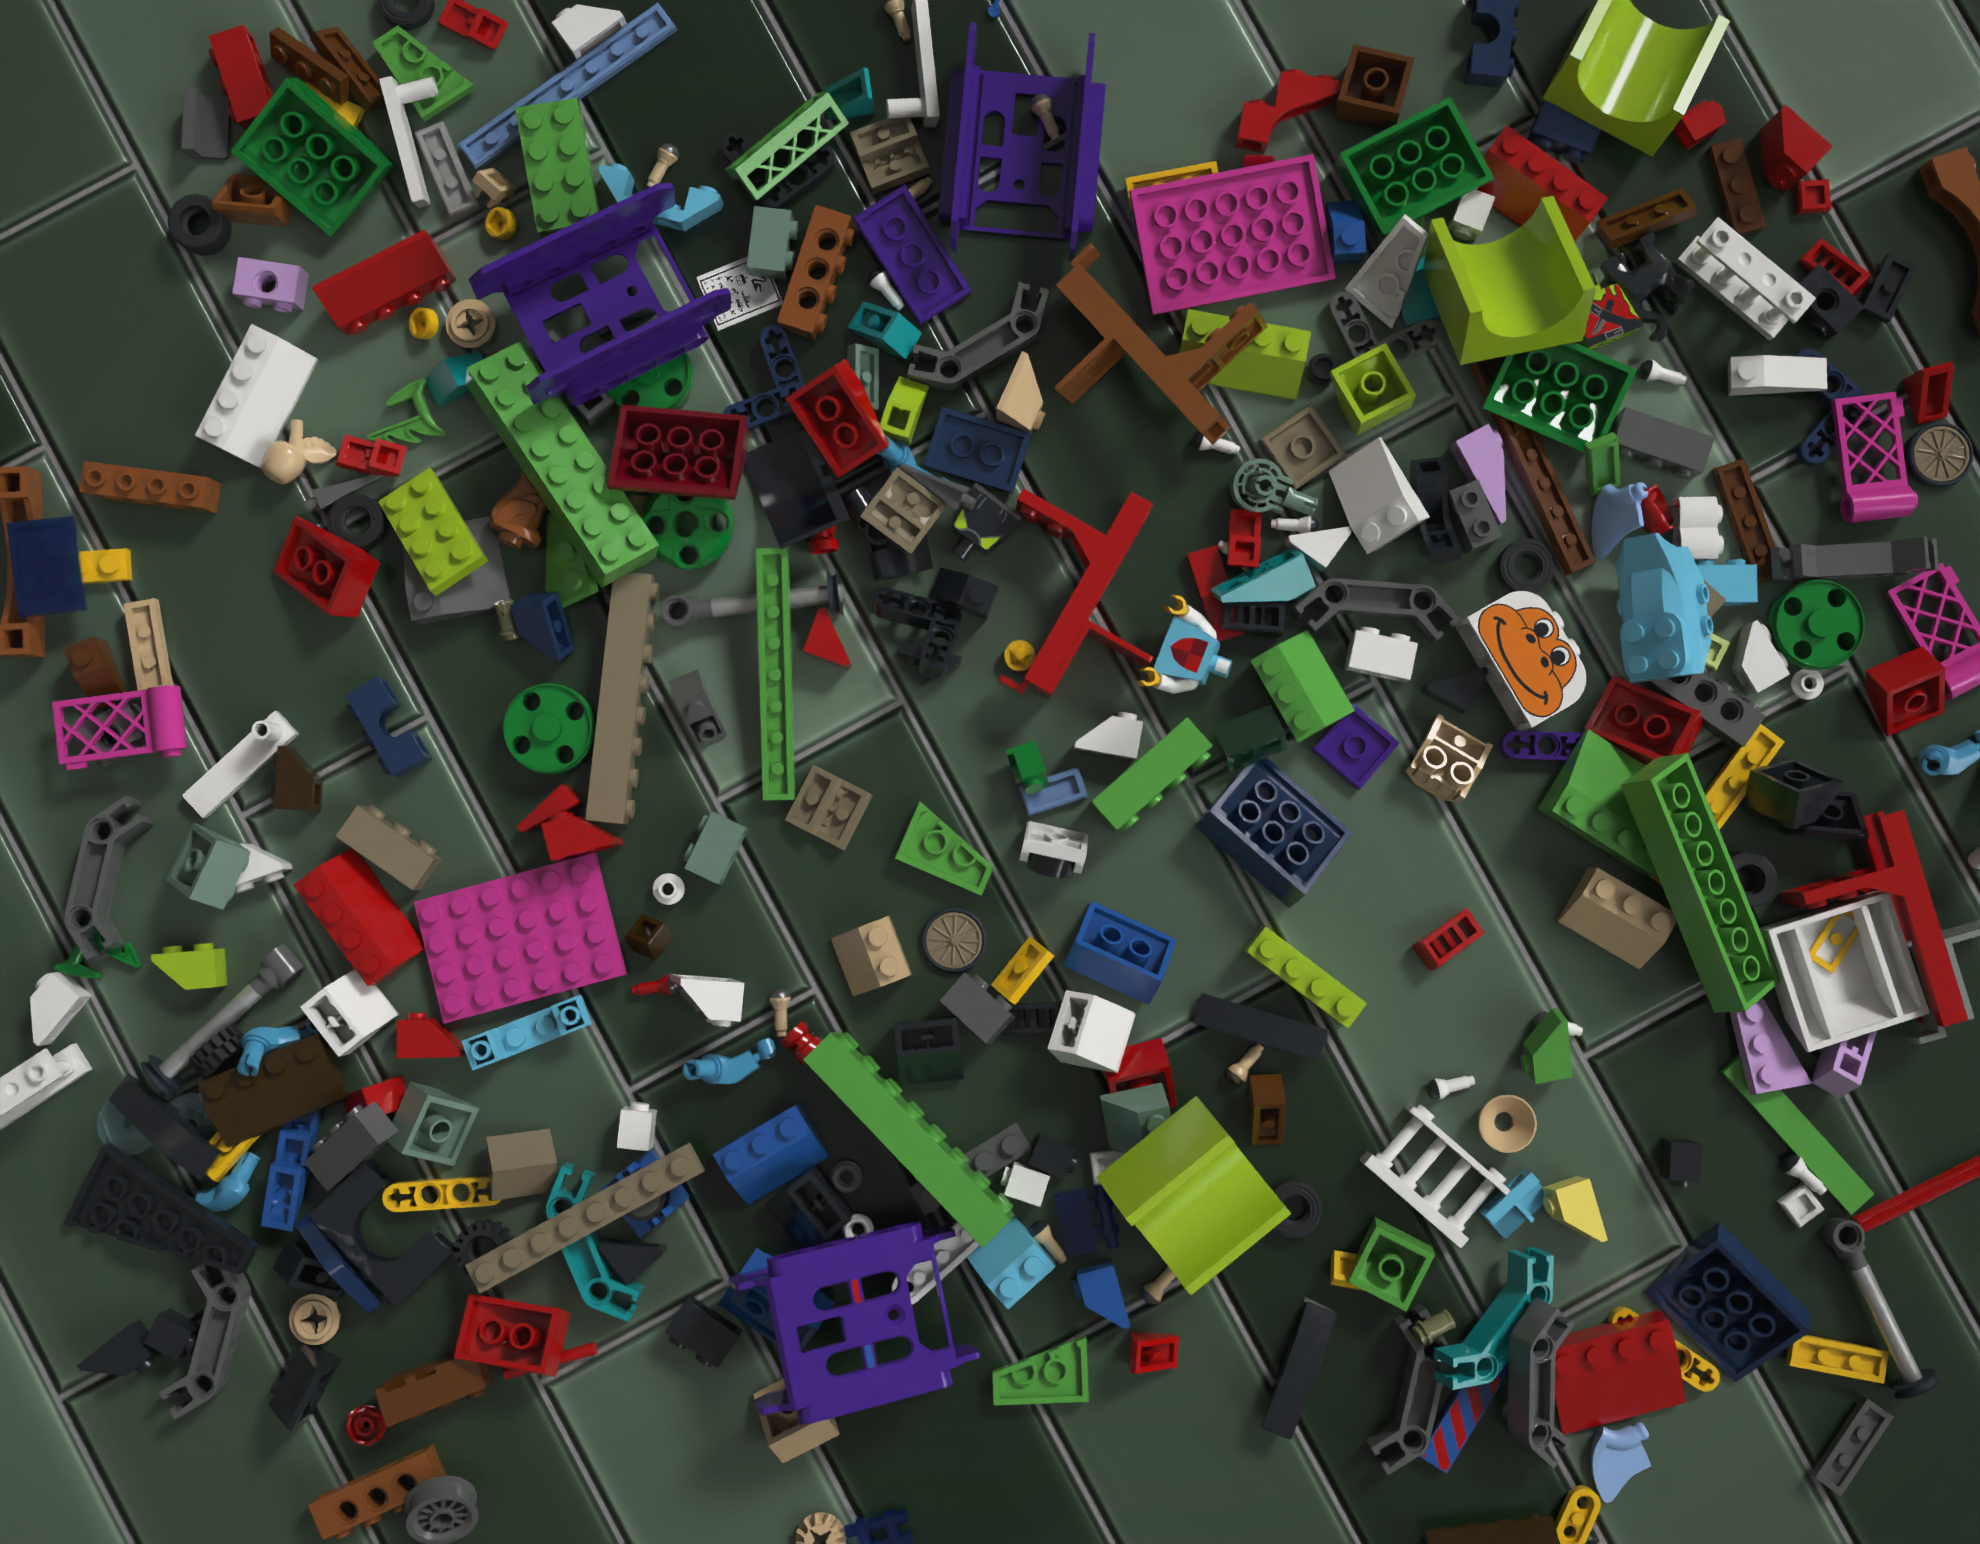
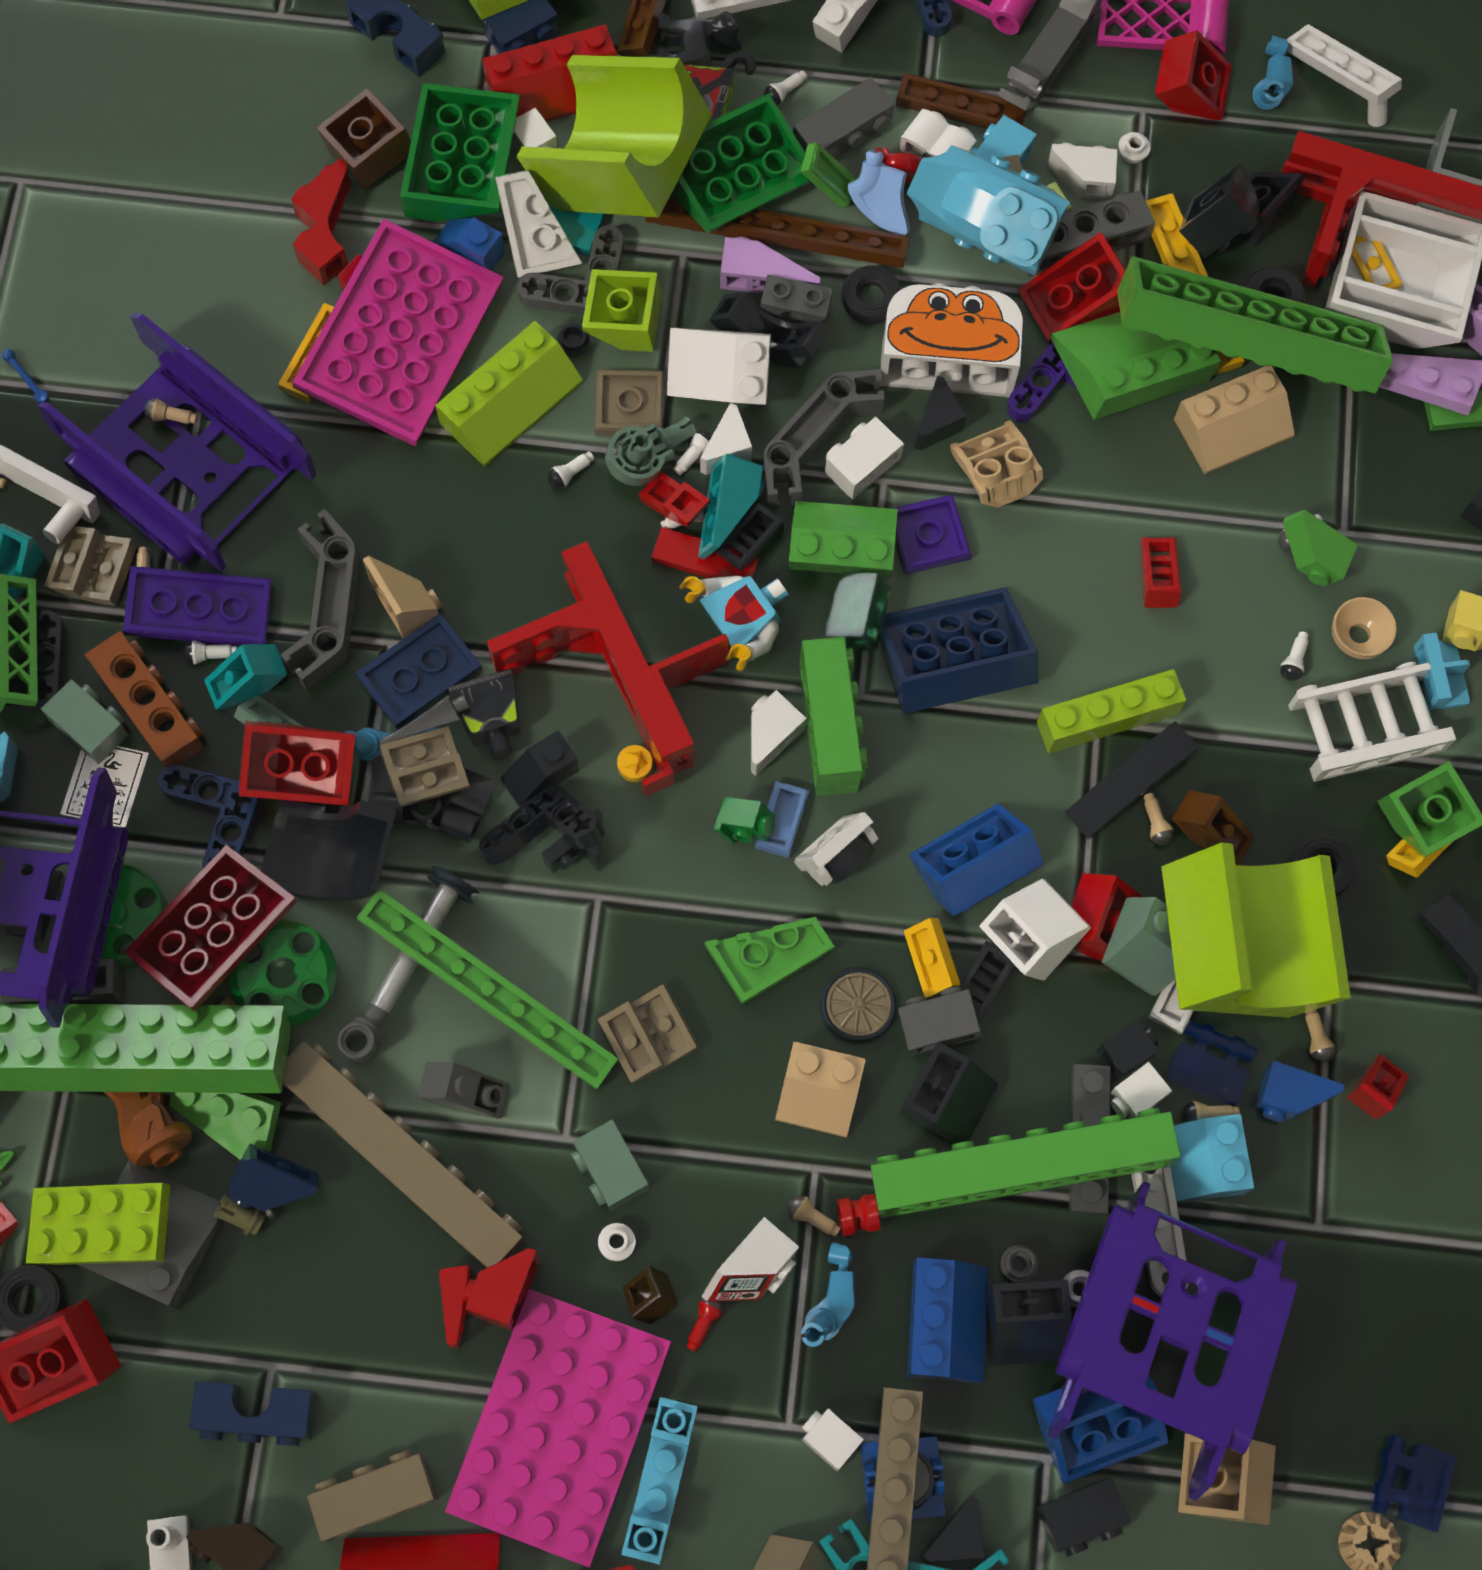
camera: 60 degrees left, 15 degrees down
(549, 728) = (376, 1247): green piece -> none
(823, 542) = (396, 864): red wheel -> none
(824, 641) = (492, 925): red slope -> none
(903, 410) = (332, 706): lime slope -> none
(1046, 1377) = (1342, 1204): bright green wing -> none
(1178, 374) = (485, 451): dark orange piece -> none
(1816, 624) = (1088, 106): green piece -> none

